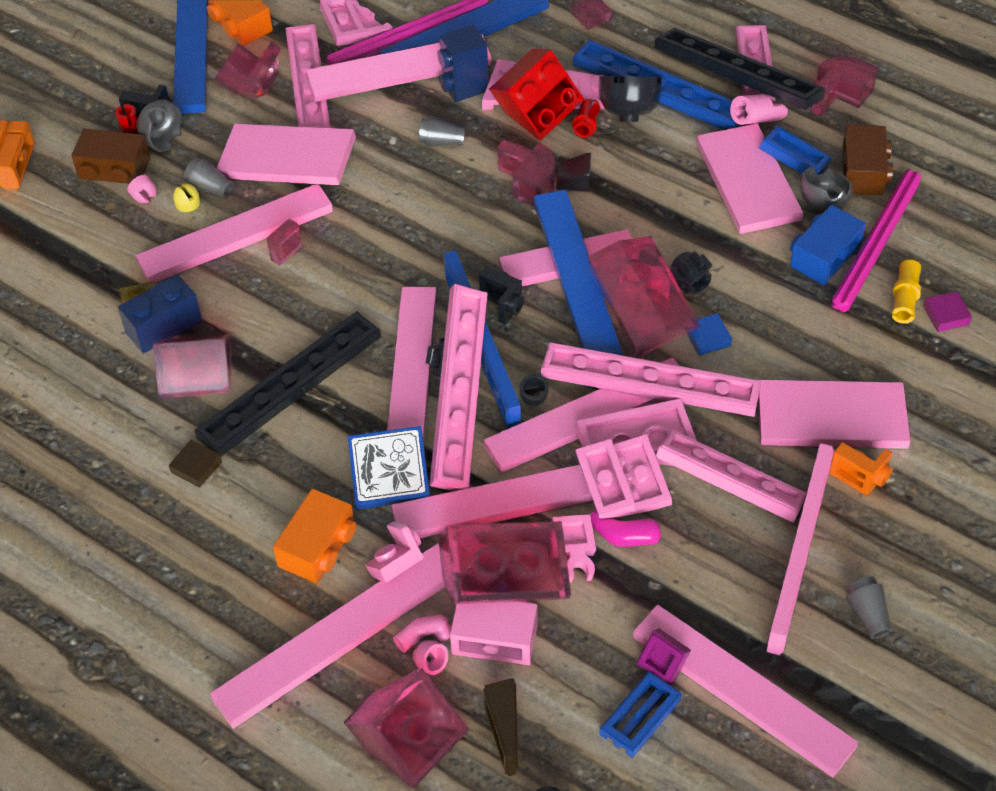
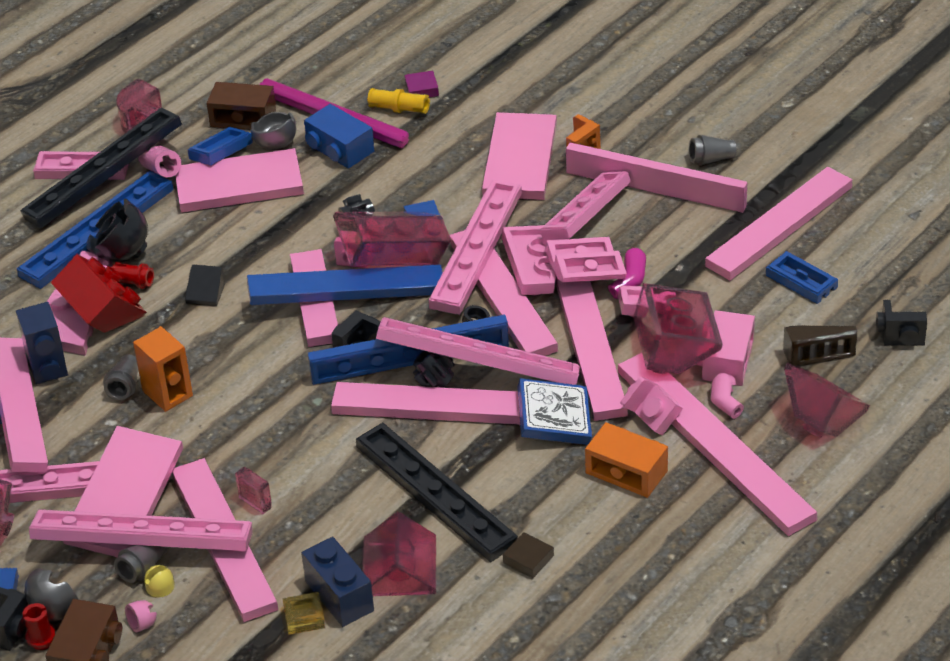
camera: 85 degrees left, 10 degrees down
(226, 171) = (141, 530): none -> bright pink tile
(430, 149) = (163, 368): none -> orange brick
(436, 651) = (751, 390): bright pink hinge -> none
(531, 169) = (202, 307): clear pink brick -> none
(663, 656) = (755, 255): magenta tile -> none

